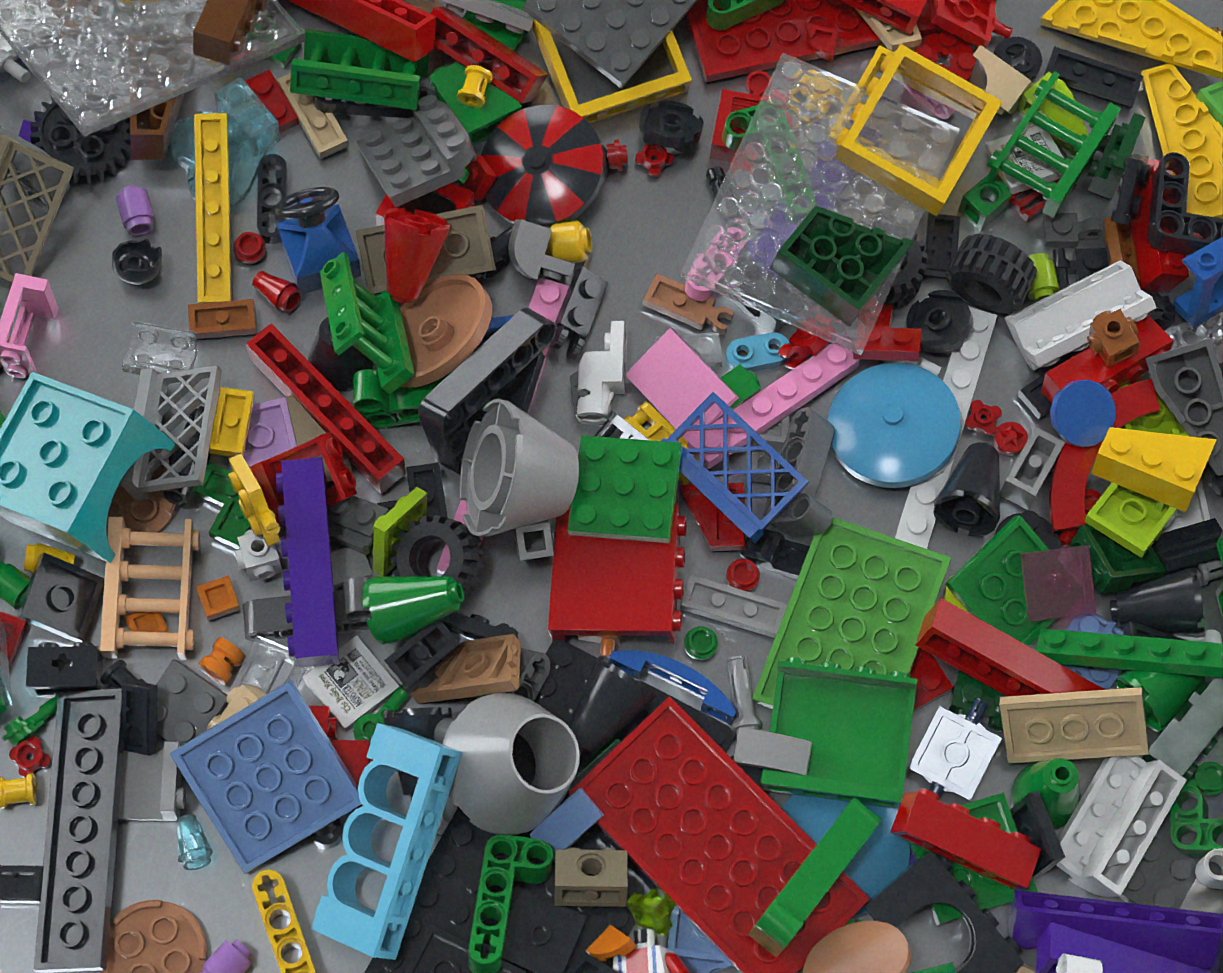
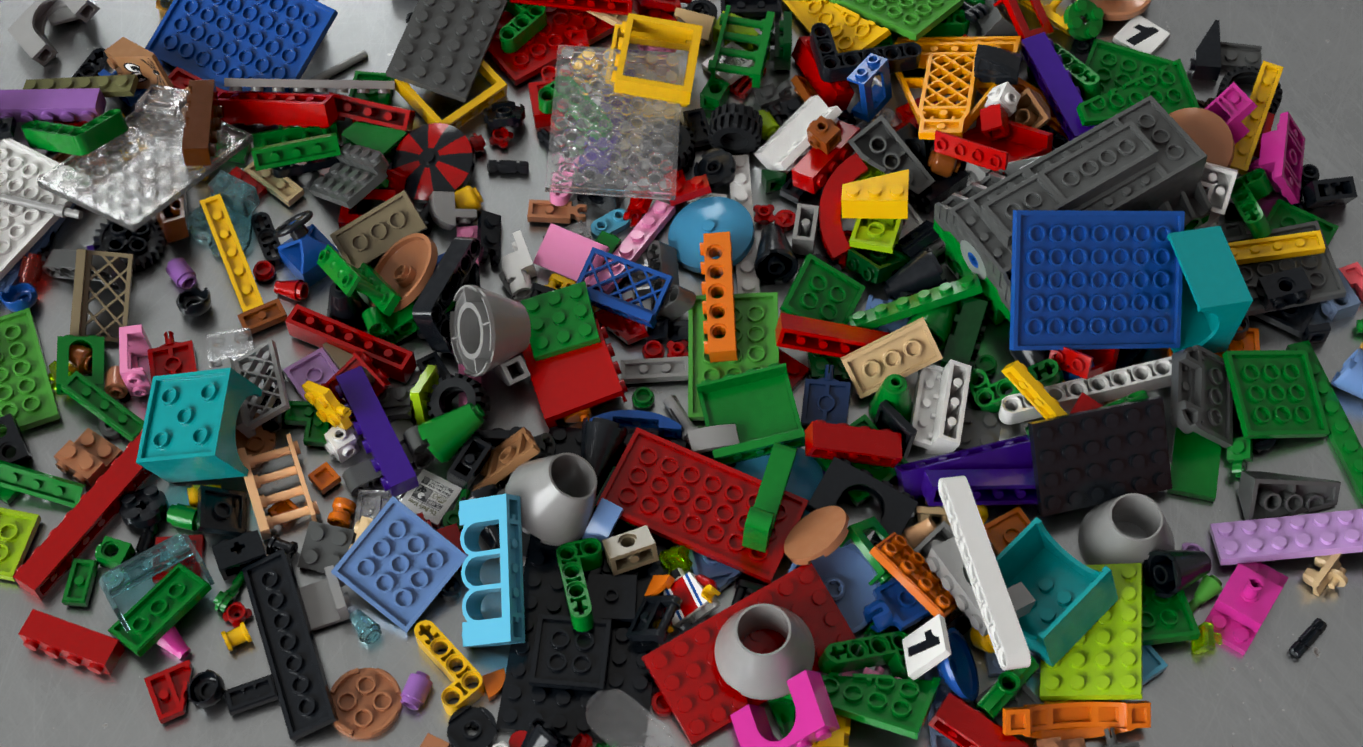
camera: 15 degrees left, 10 degrees down
(76, 346) = (172, 357): none -> red plate
(139, 717) = (301, 561): black plate -> none
(231, 422) = (293, 370): yellow plate -> none
(411, 250) = (370, 232): red cone -> none
(474, 86) = (372, 129): yellow bush -> none
(646, 207) = (508, 166): none -> black axle
(773, 578) = (682, 346): none -> red plate
(838, 261) = (640, 146): dark green wedge -> none
(845, 618) = (722, 348): none -> orange brick
(1016, 371) = (772, 180): none -> dark green slope
(1058, 583) = (848, 285): clear pink plate -> none
(1082, 413) = (823, 183): blue tile -> none
(1130, 201) = (799, 45): black plate -> none

